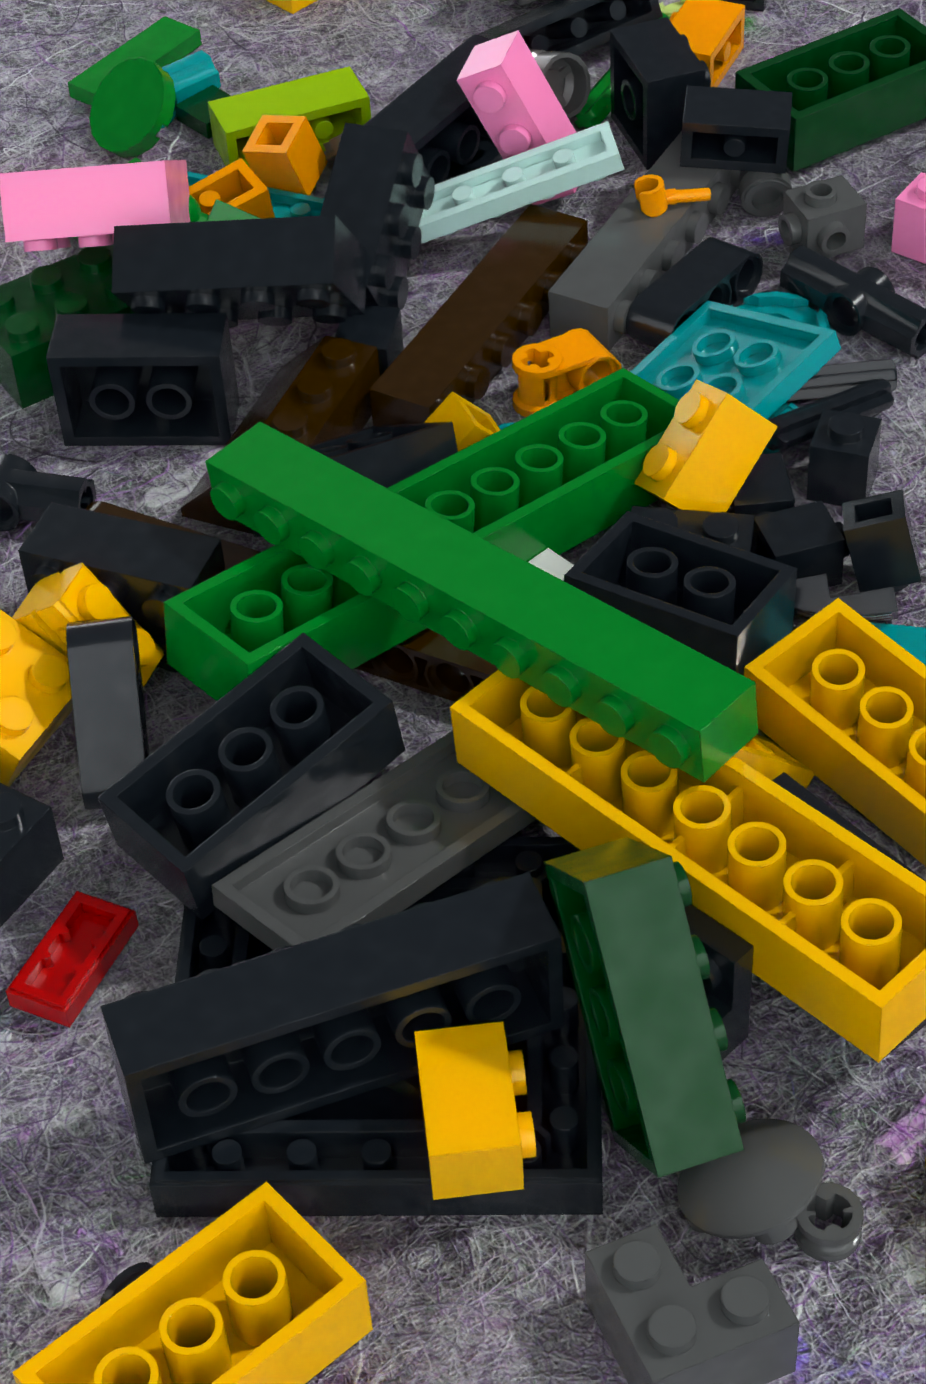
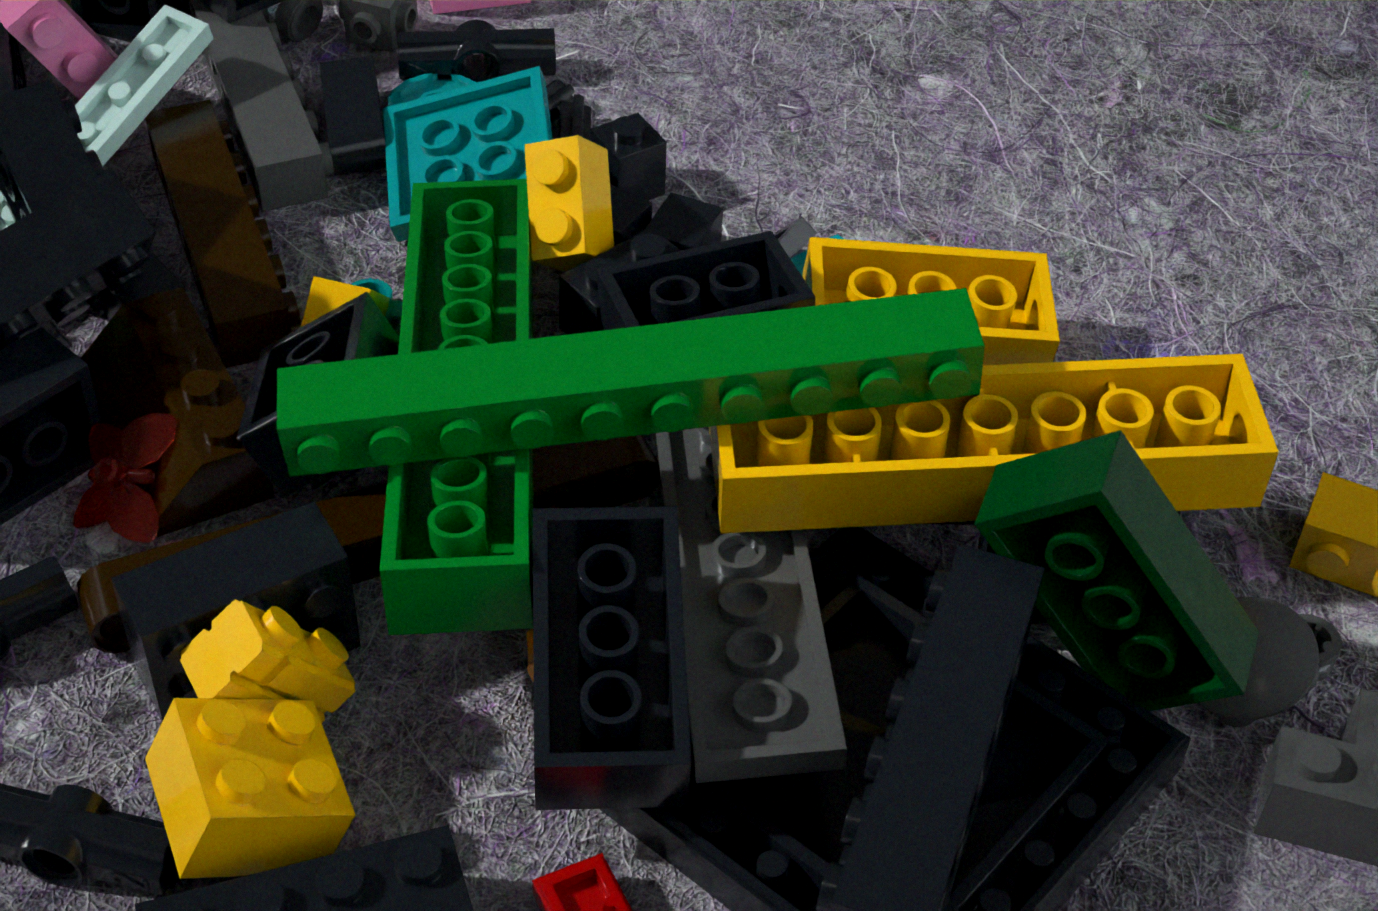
camera: 55 degrees left, 0 degrees up
(106, 702) = (381, 714): black beam -> none
(179, 471) = (117, 461): none -> clear red piece
(471, 1110) = (1080, 759): yellow brick -> none
(558, 369) = (334, 227): light orange piece -> none
(655, 199) = (252, 48): light orange hand -> none
(881, 542) = (744, 190): black brick -> none

